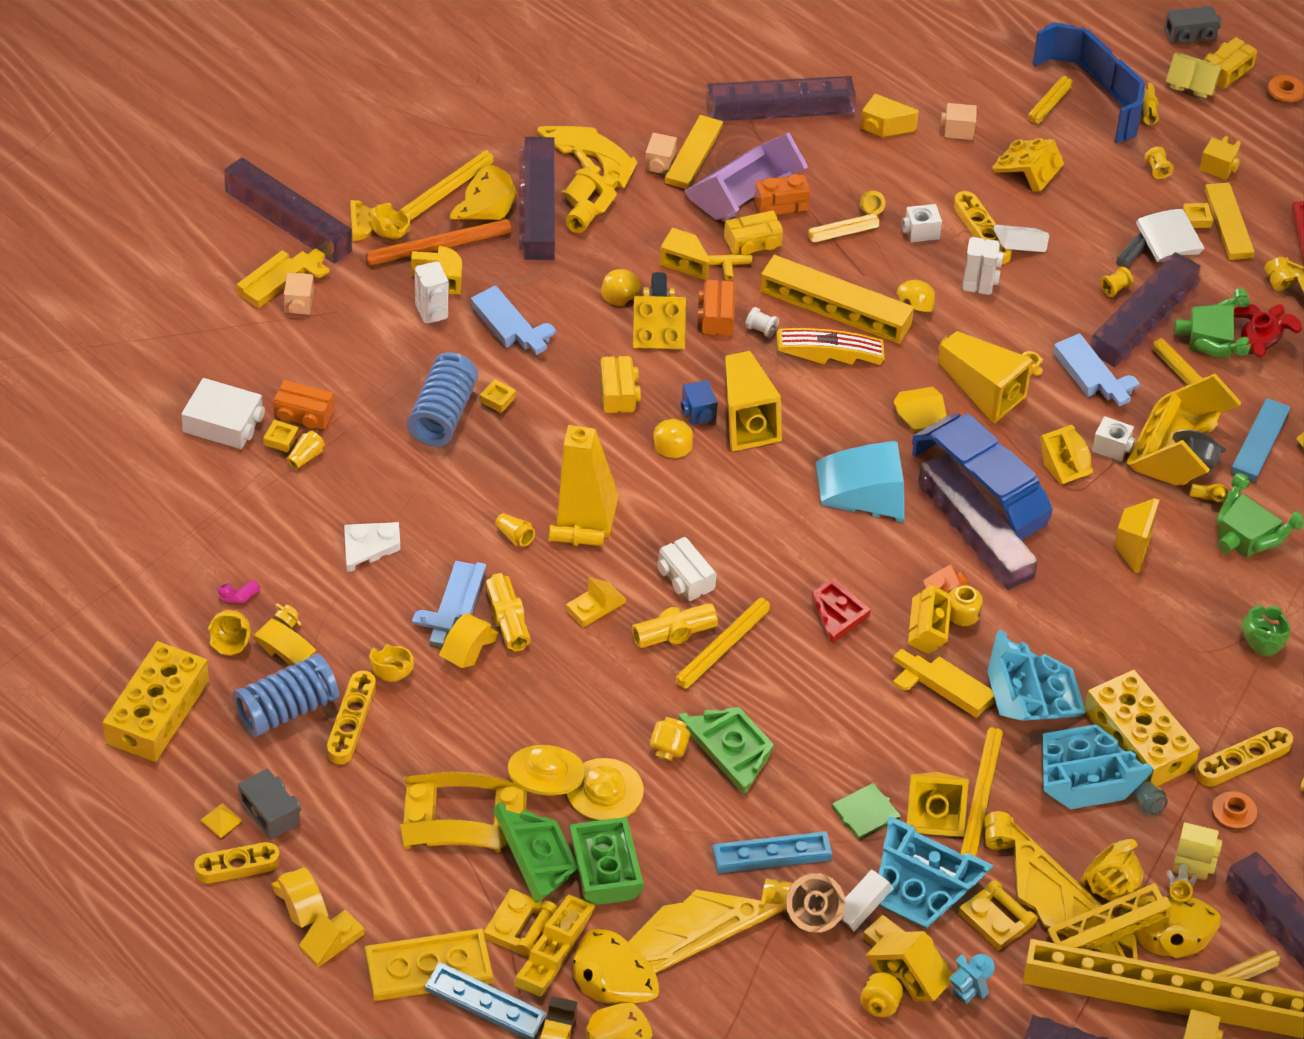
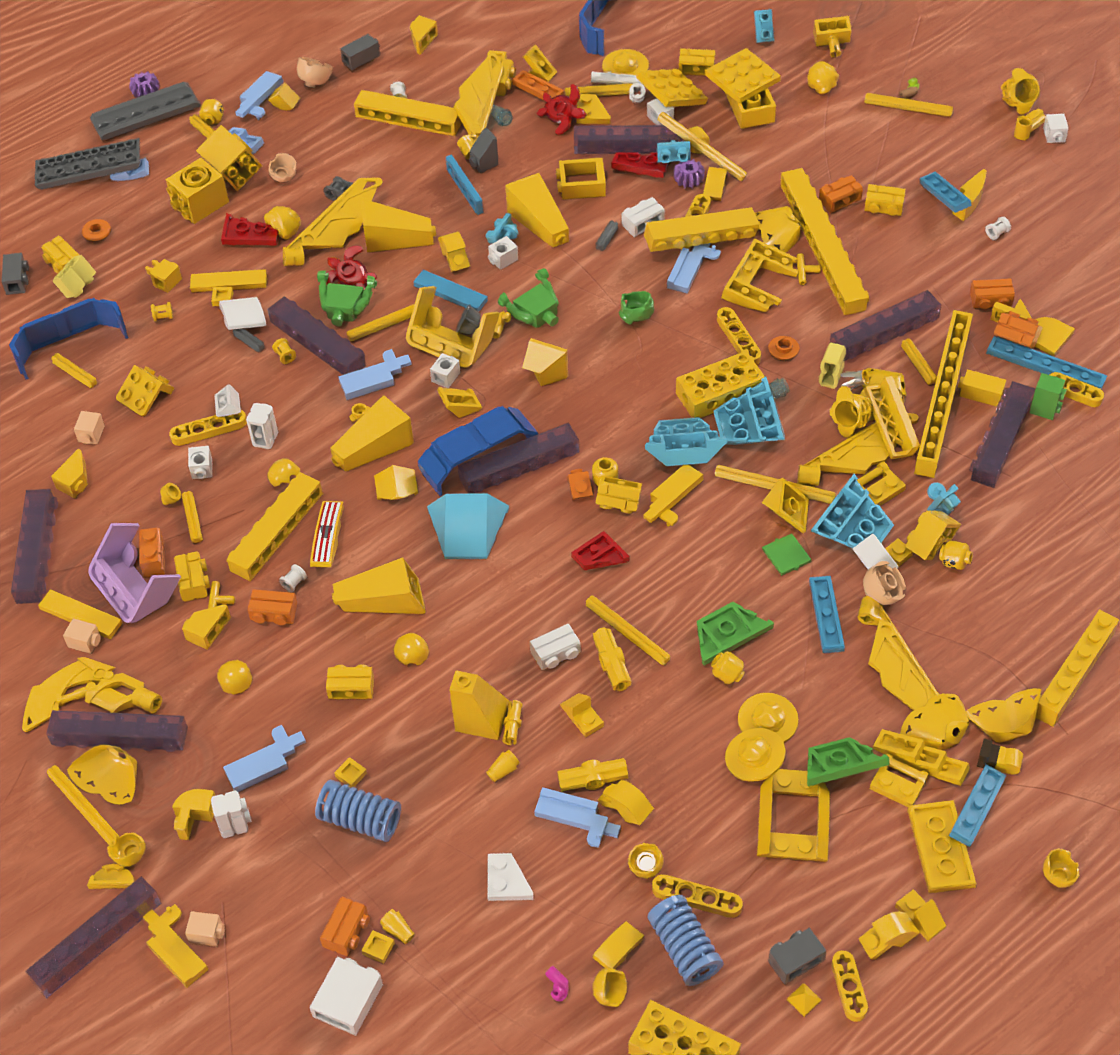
camera: 80 degrees left, 5 degrees up
(287, 615) = (590, 942): yellow plate -> none
(432, 243) = (154, 815): orange axle -> none
(606, 861) = (841, 716): bright green slope -> none
(659, 316) = (279, 643): yellow plate -> none
(699, 402) = (378, 626): blue brick -> none

